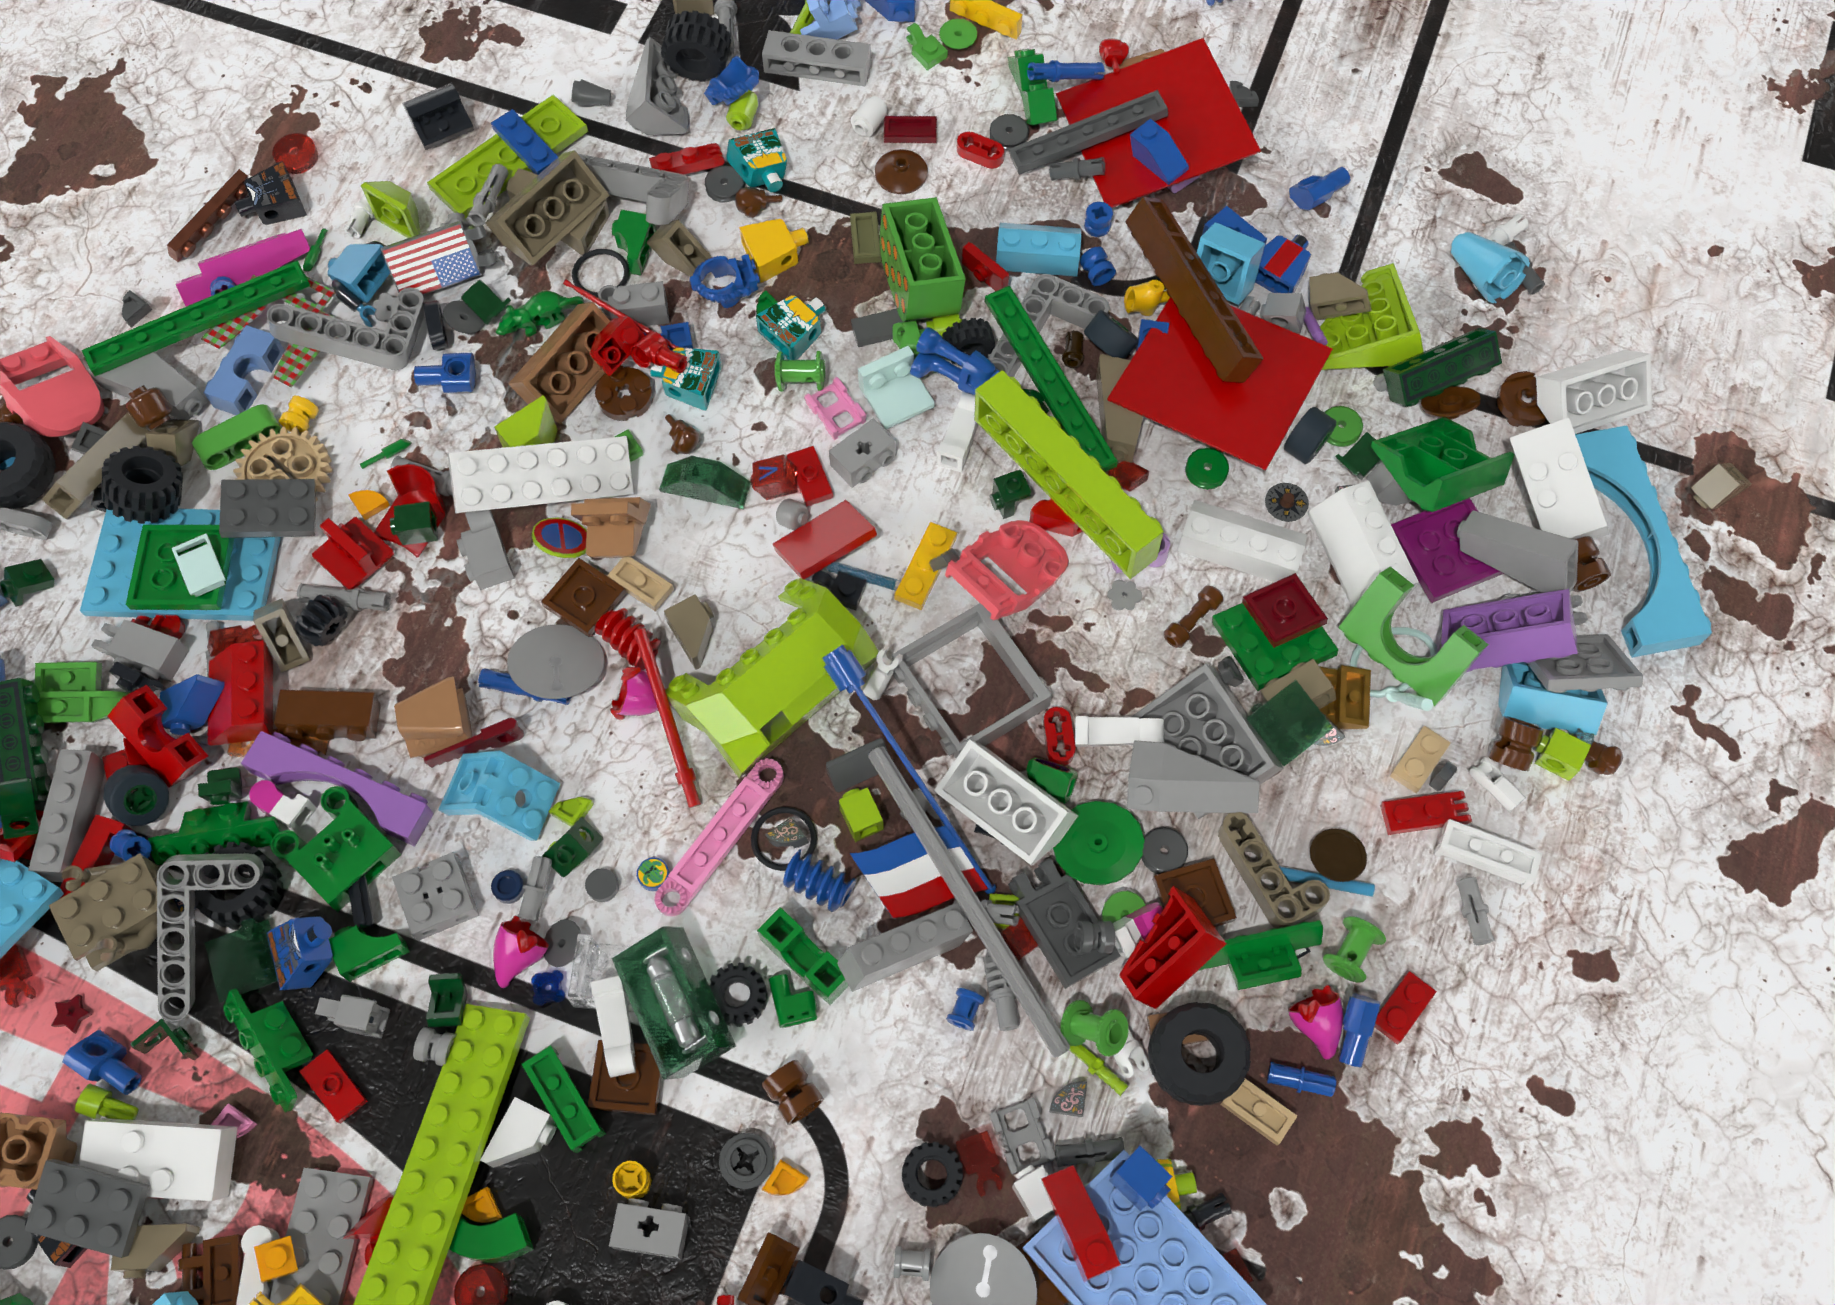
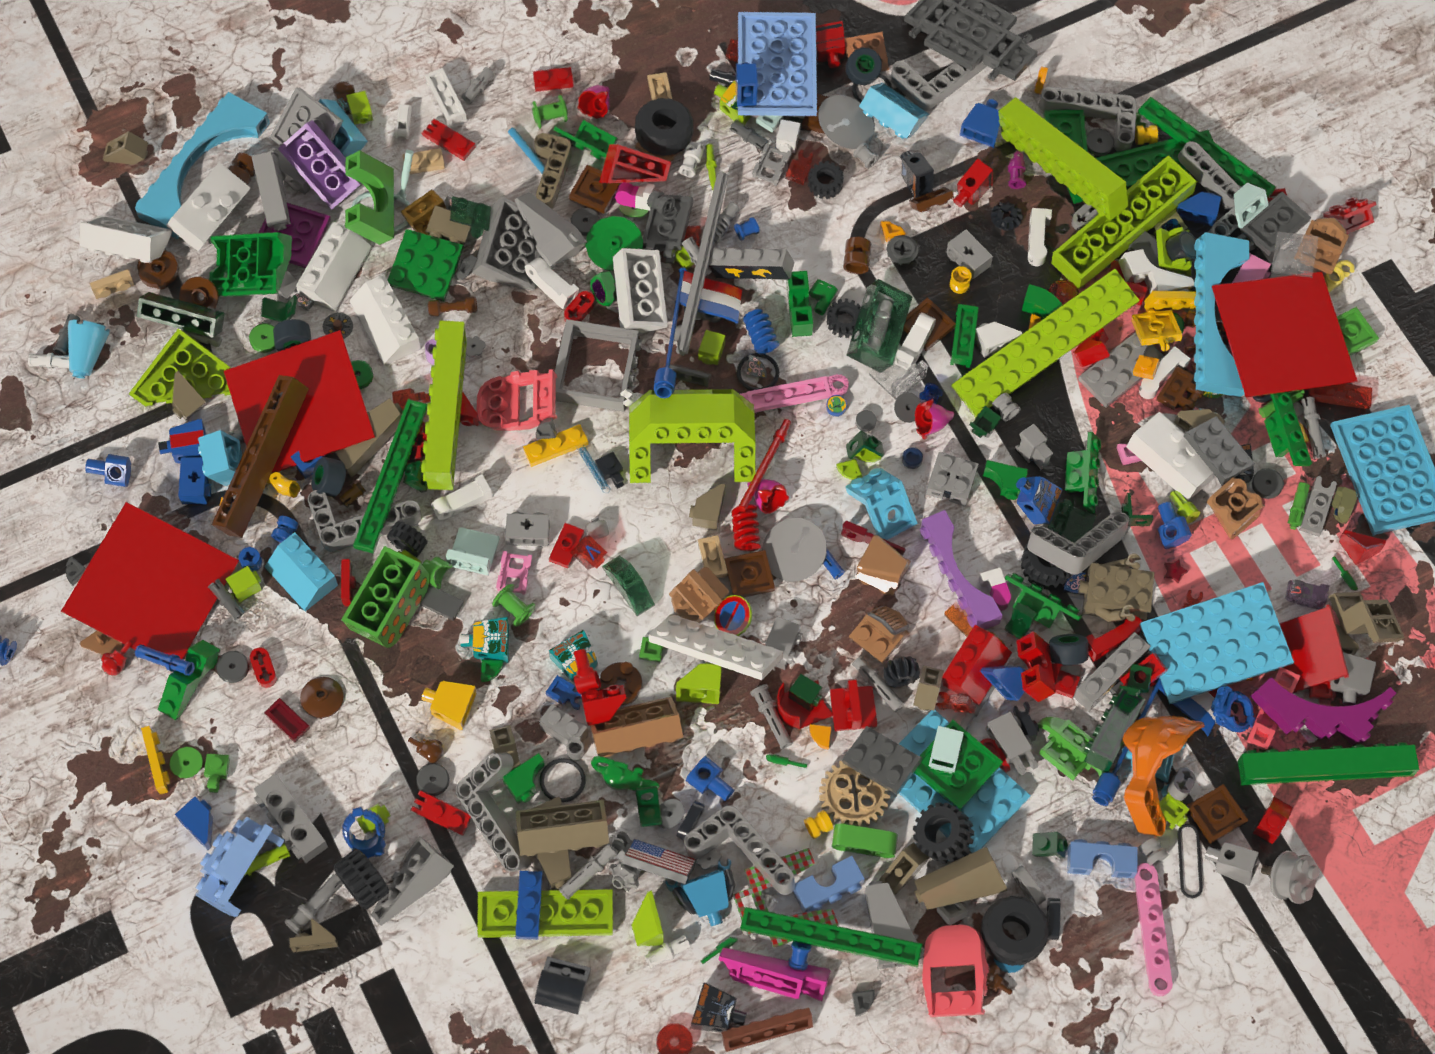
camera: 140 degrees left, 0 degrees up
(128, 844) = (1089, 621): blue bush -> none
(148, 407) = (904, 888): reddish brown head -> none
(327, 714) = (937, 616): reddish brown brick -> none
(333, 1086) = (1067, 431): red plate -> none
(340, 857) = (985, 535): green piece -> none
(381, 652) = (881, 632): none -> medium nougat piece
(535, 888) = (900, 441): light grey axle -> none
(590, 94) = (454, 920): dark grey cone -> none
(646, 330) = (582, 716): red piece -> none
(683, 435) = (613, 624): reddish brown piece -> none
(720, 266) = (488, 689): blue piece -> none
(758, 159) = (399, 768): torso -> none
(824, 539) = (595, 497): tile -> none
(865, 237) = (389, 668): olive tile -> none
(869, 116) = (304, 745): white brick -> none
(975, 367) = (428, 513): blue piece -> none
(1008, 490) = (477, 437): dark green bracket -> none
(1070, 1100) = (736, 160): dark grey tile -> none
(1078, 193) = (244, 583): none -> lime brick
(1080, 1224) = (786, 94): red slope -> none
(1088, 132) = (196, 613): dark grey plate -> none
(1106, 1031) = (699, 169): bright green hose -> none
(1158, 151) = (179, 555): blue slope -> none
(1284, 610) = (411, 262): dark red plate -> none
(1285, 310) = (222, 414): light grey brick -> none
(1301, 1079) = (629, 88): blue axle -> none
(1314, 327) = (214, 396): medium lavender wheel -> none
(1338, 855) = (510, 152): dark brown piece -> none
(1359, 1026) = (578, 83): blue piece -> none
(1443, 776) = (422, 145): dark grey tile -> none
(1516, 743) = (377, 124): reddish brown wheel -> none
(1547, 335) = (117, 282): none -> tan plate

